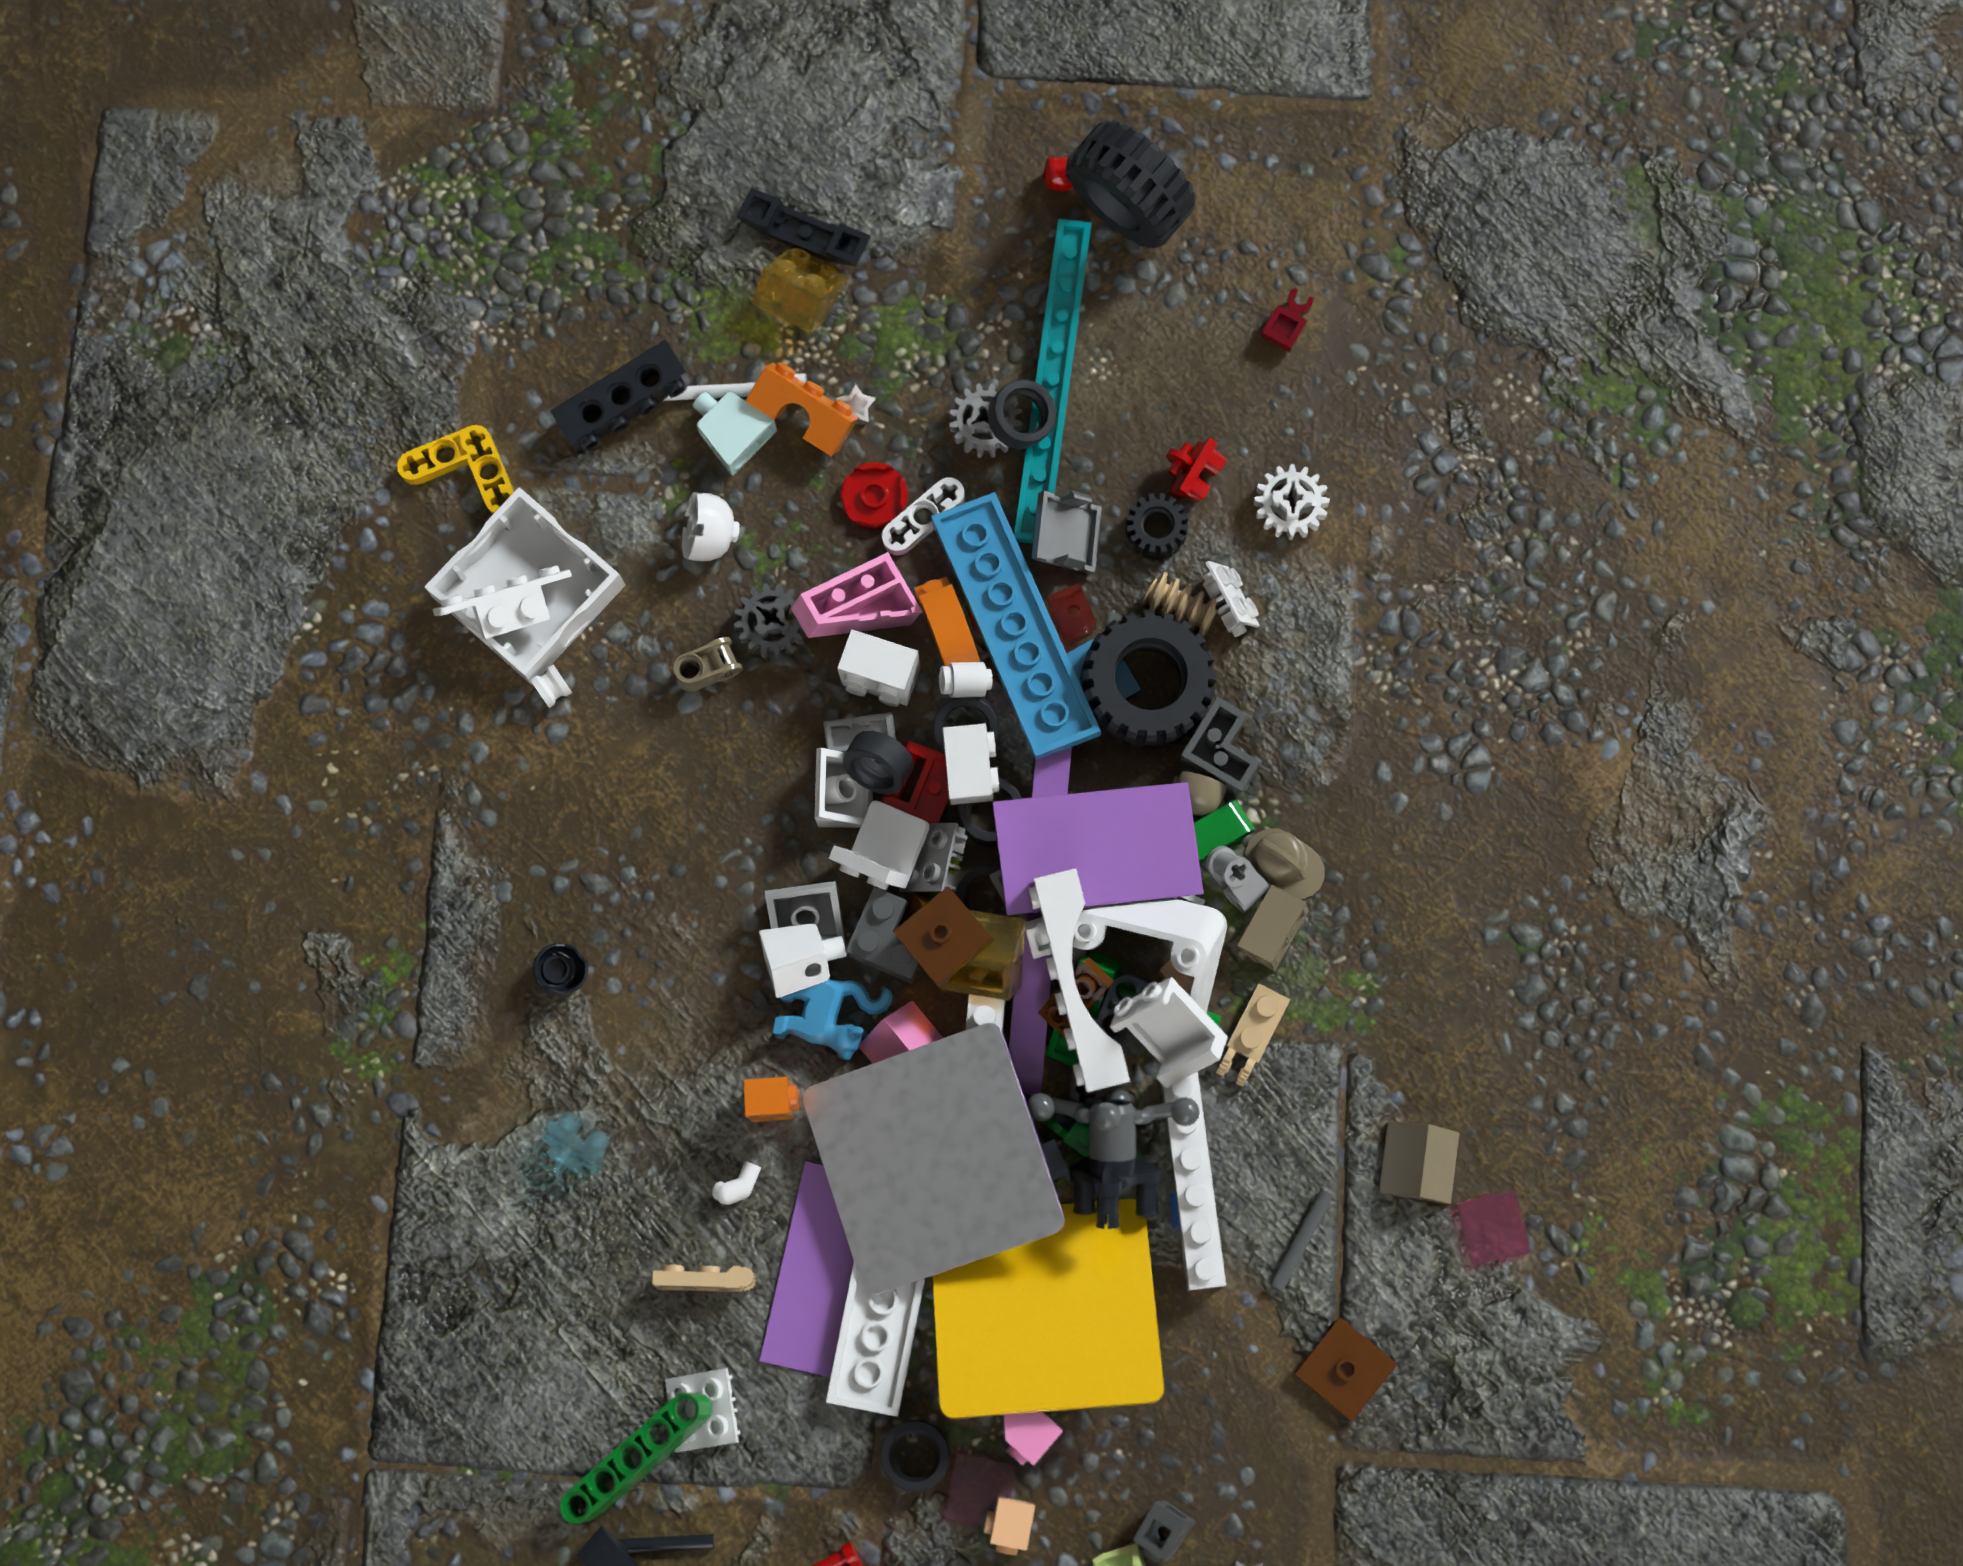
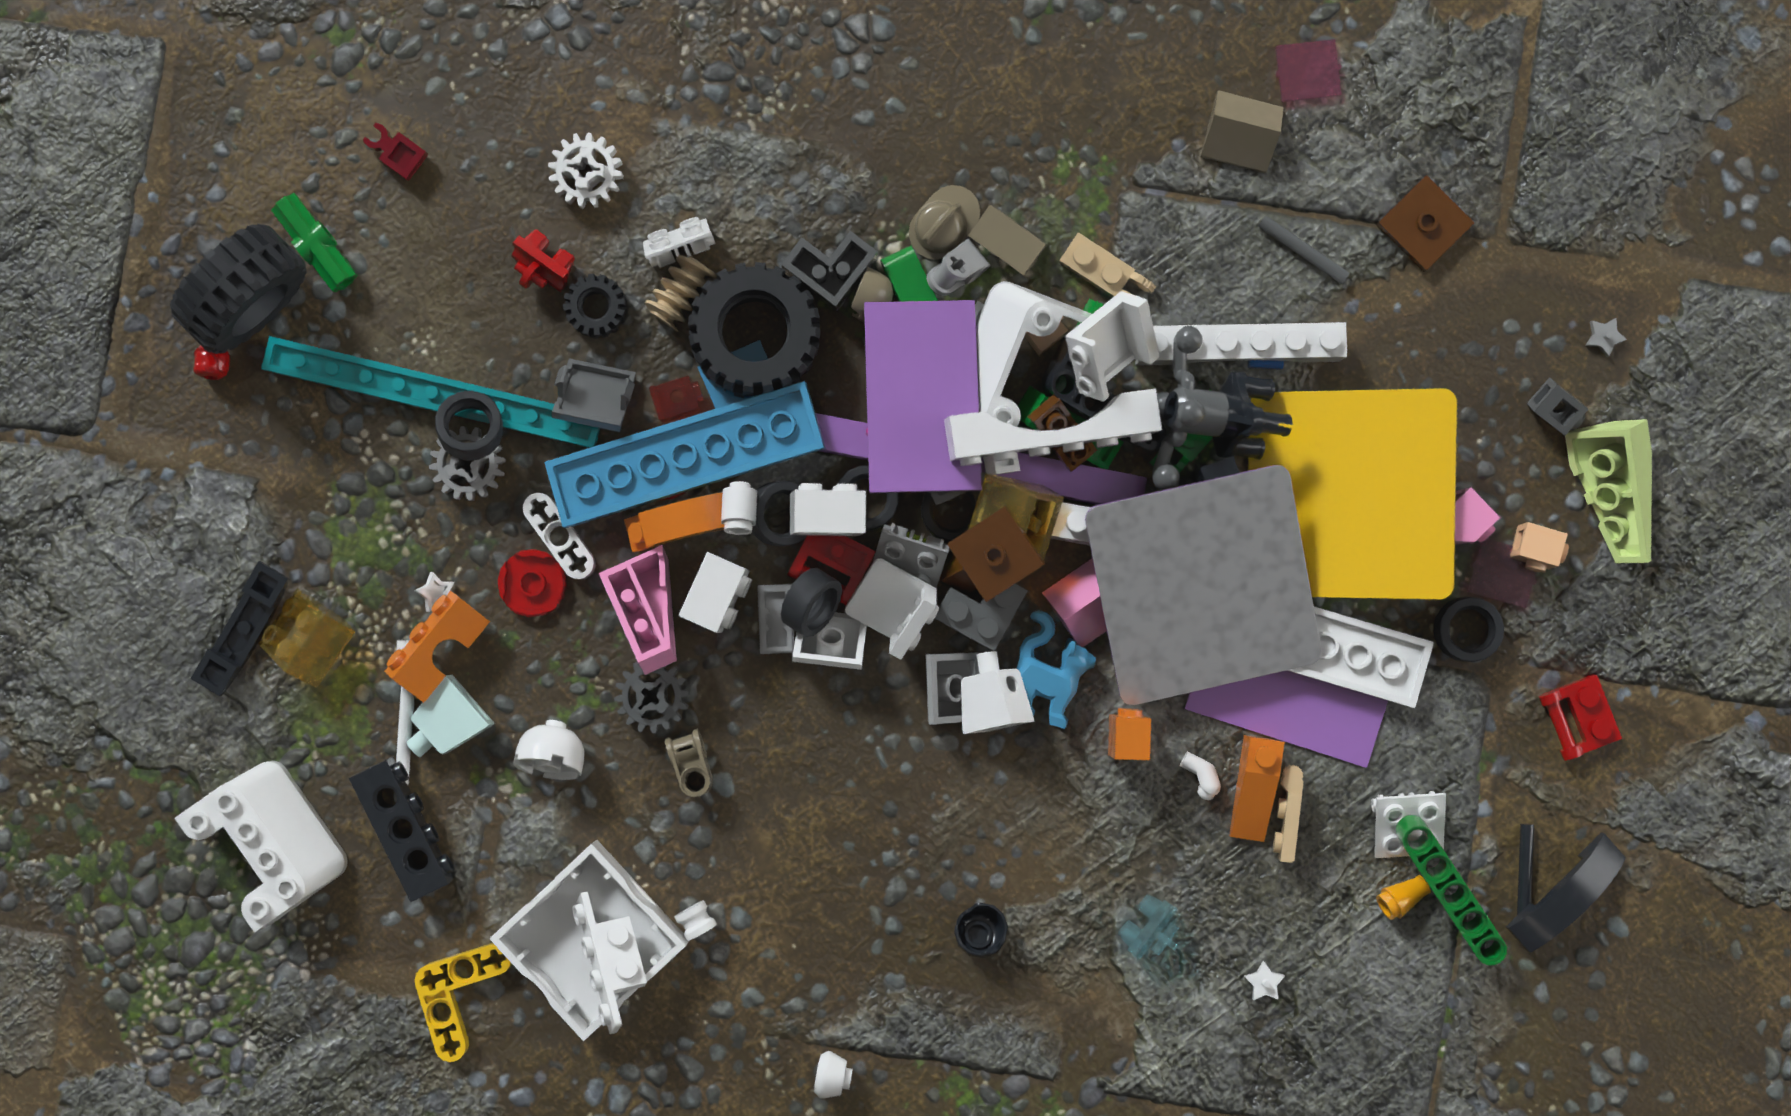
camera: 90 degrees left, 10 degrees up
(404, 835) = (831, 1075): none -> white cone
(527, 1272) = (1264, 982): none -> white piece
(603, 282) = (275, 834): none -> white windscreen
(624, 1408) = (1402, 897): none -> light orange cone
(728, 1241) = (1256, 787): none -> orange slope
(1188, 255) = (314, 242): none -> green piece

